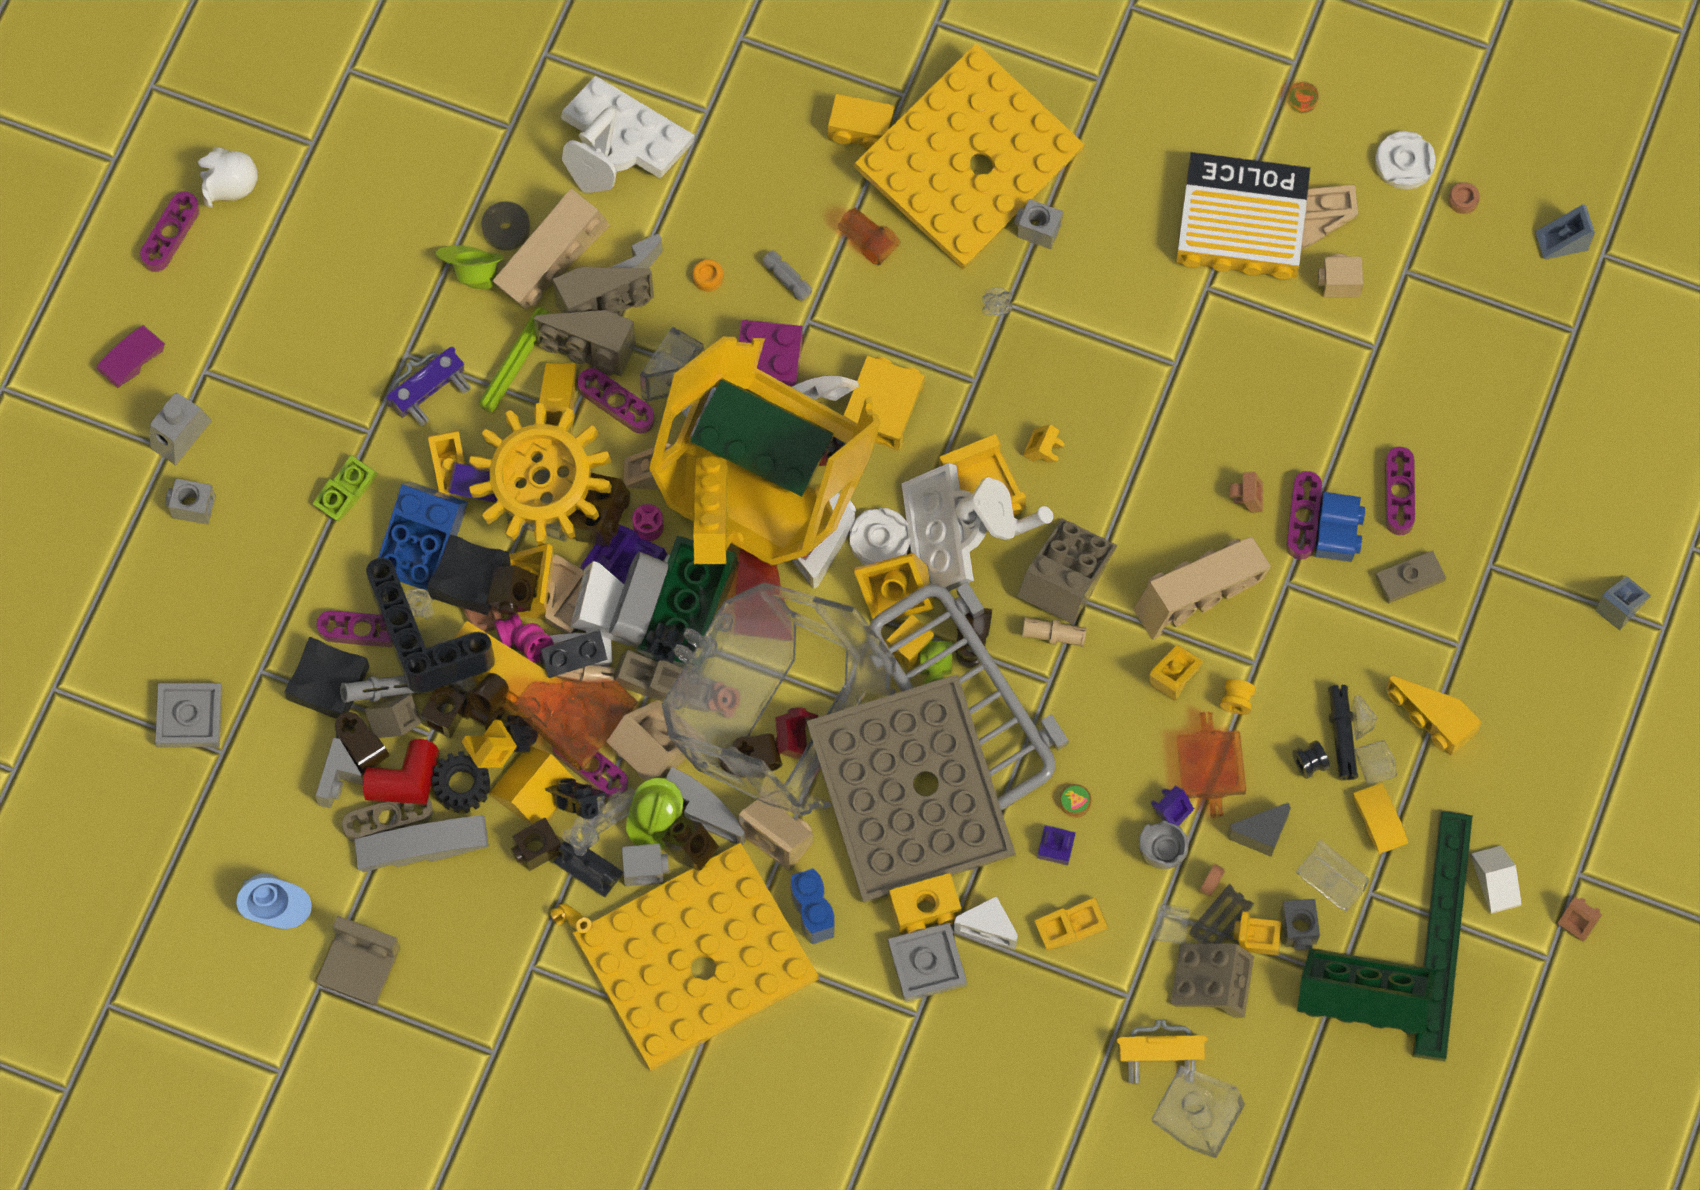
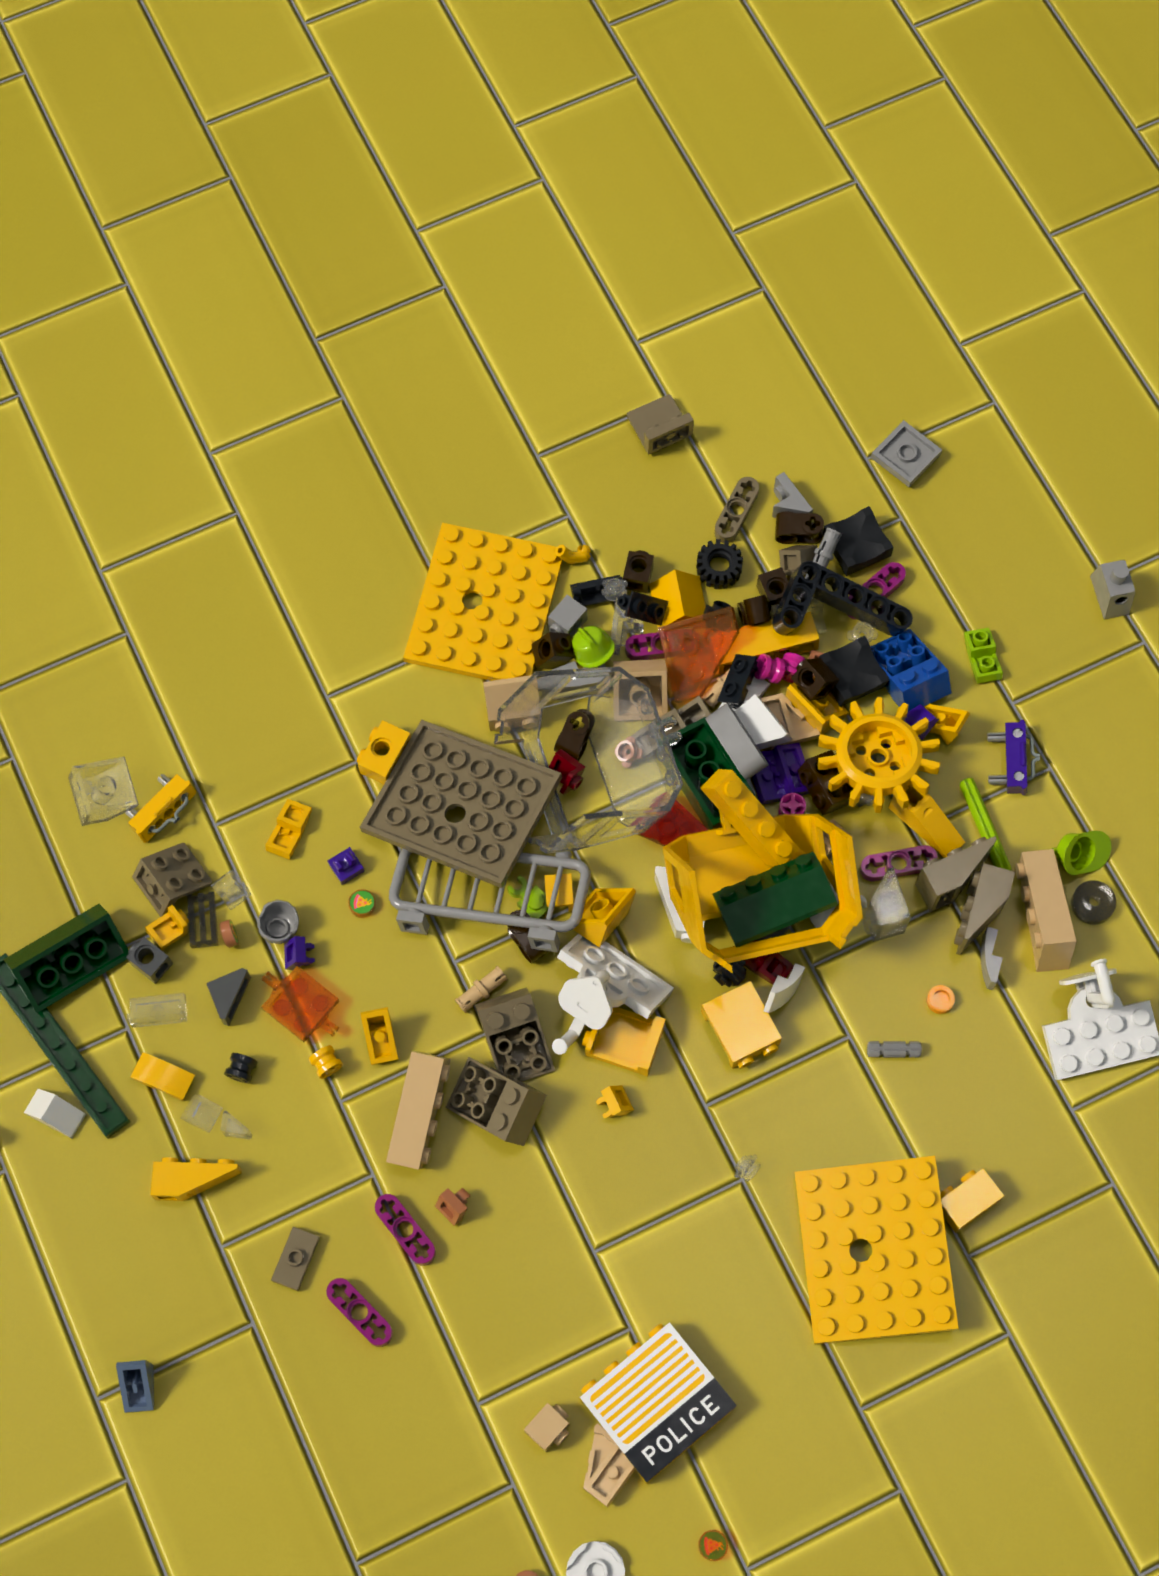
camera: 135 degrees right, 0 degrees up
(197, 512) = (1051, 568): light grey brick -> none
(273, 901) = (744, 406): light blue piece -> none
(408, 784) = (745, 533): red brick -> none
(421, 842) = (699, 511): light grey slope -> none
(492, 748) = (725, 589): yellow panel -> none
(664, 642) = (690, 726): black gear -> none
(780, 350) = (840, 979): magenta brick -> none
(815, 911) = (441, 686): blue brick -> none
(874, 241) = (868, 1127): clear orange piece -> none
(879, 536) = (649, 942): white tile -> none
(927, 962) = (348, 724): light grey plate -> none
(987, 923) = (335, 778): white slope -> none
(1040, 235) = (771, 1259): light grey brick -> none
(1136, 530) = (496, 1102): none -> dark tan slope
(1338, 527) = (373, 1241): blue brick -> none
(1342, 719) = (247, 1114): black pin -> none

